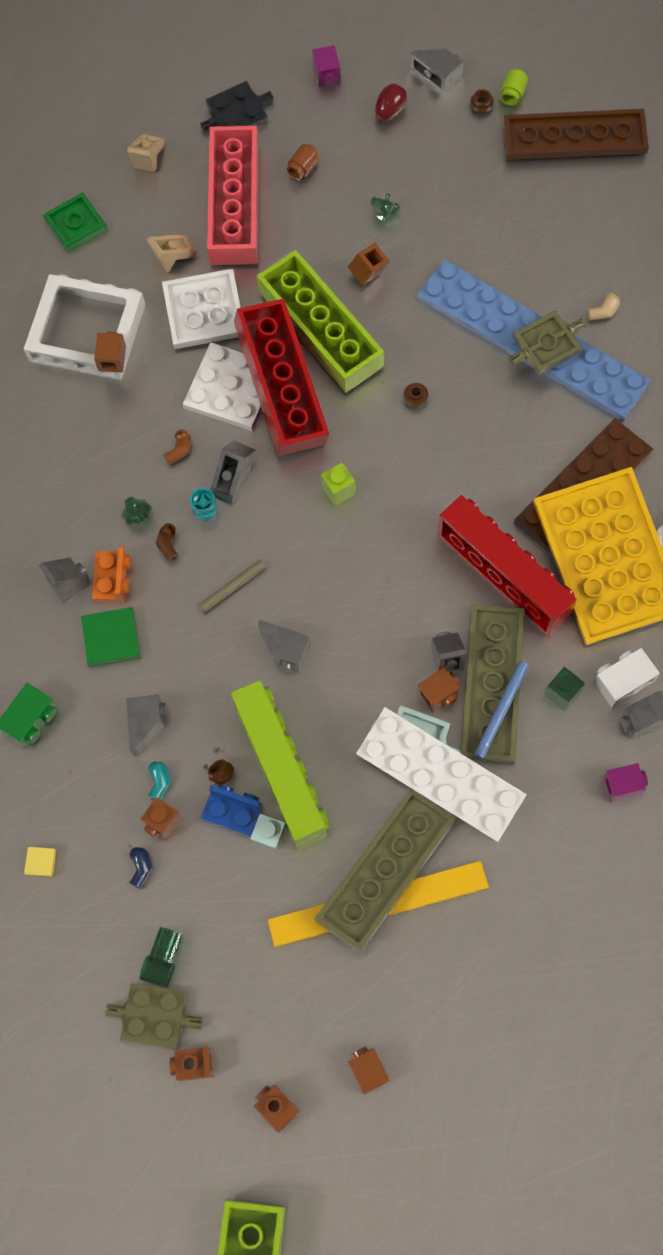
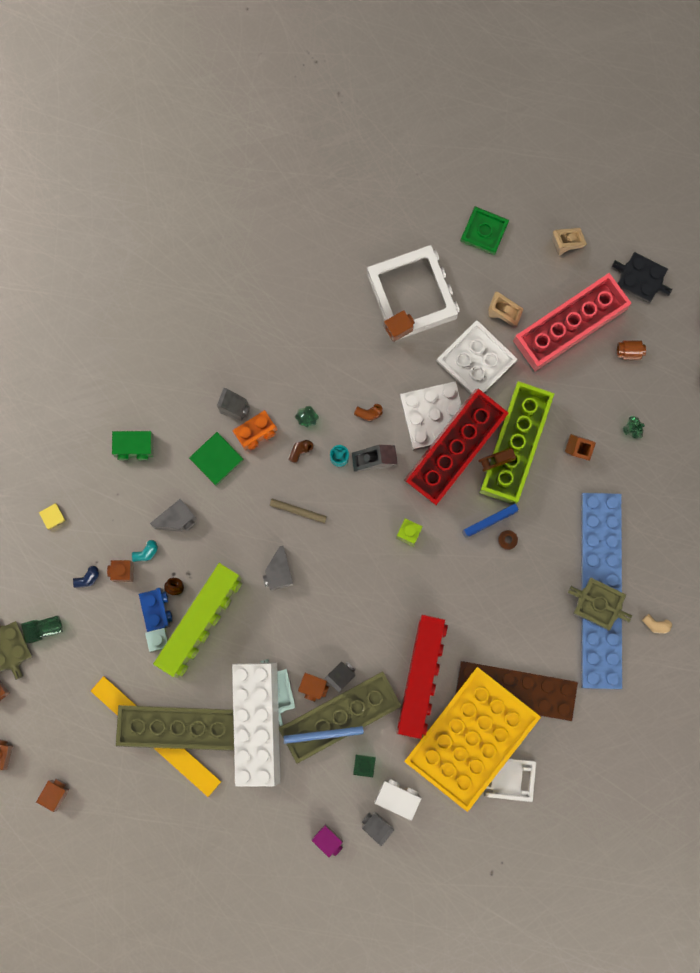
camera: 50 degrees right, 10 degrees up
(325, 340) = (500, 458): none -> reddish brown bar
(383, 398) = (490, 520): none -> blue tile

